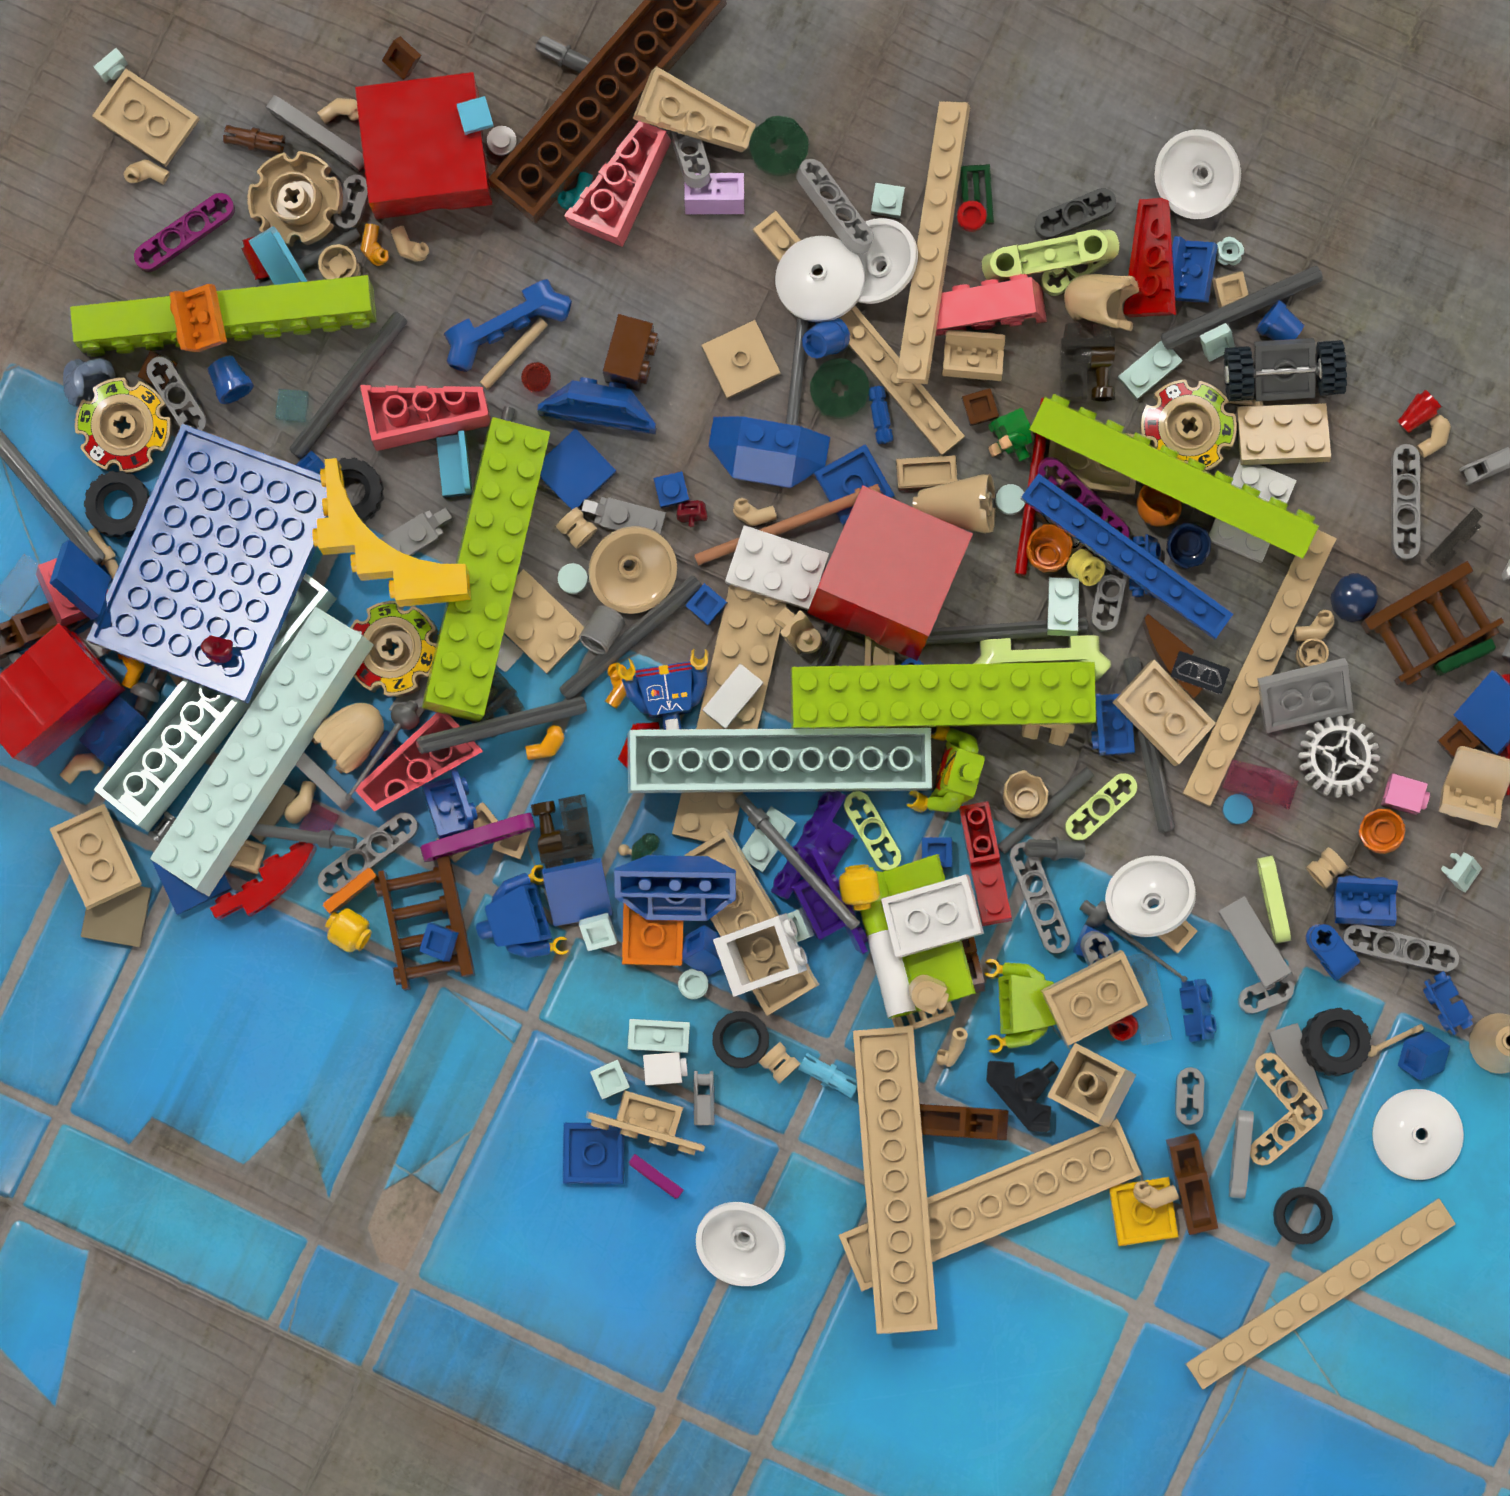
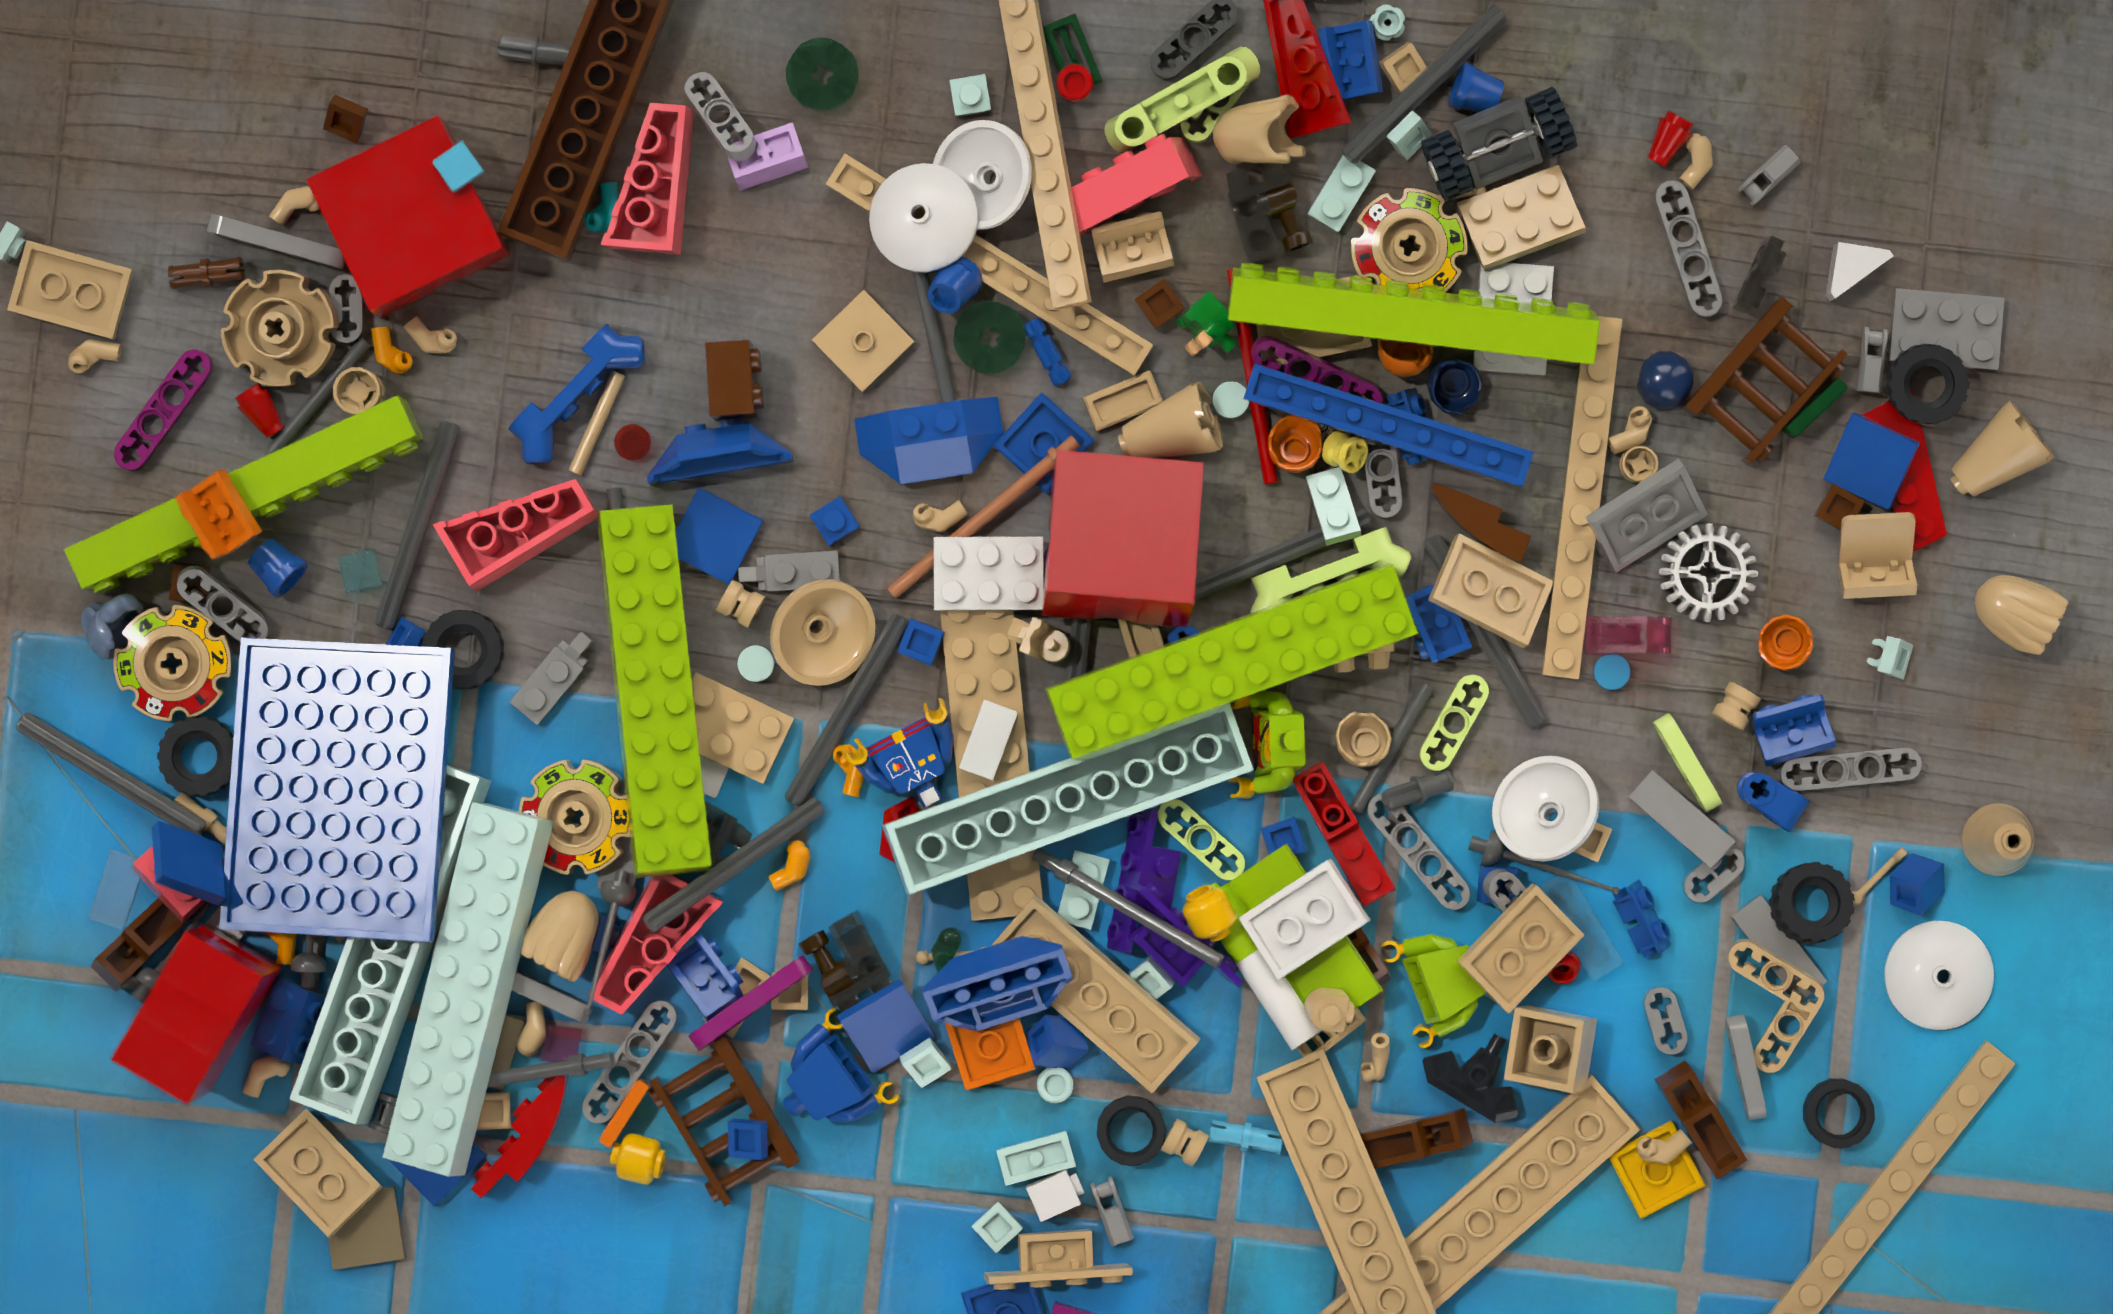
camera: 25 degrees left, 5 degrees up
(217, 649) = (376, 892): dark red piece -> none
(276, 257) = (283, 408): medium azure panel -> none
(414, 579) = (477, 707): yellow arch -> none
(454, 465) = (573, 577): medium azure panel -> none
(501, 140) = (497, 177): white plate -> none
(601, 629) = (810, 713): light grey piece -> none
(687, 111) = (701, 72): tan wing -> none
(691, 512) = (867, 538): dark red piece -> none
(733, 963) = (1093, 1047): white window -> none
(853, 233) = (908, 128): light grey beam -> none
(1200, 672) = (1517, 531): black sticker -> none
(1405, 794) = (1798, 590): bright pink brick -> none
(1451, 1014) = (1932, 826): blue hinge -> none

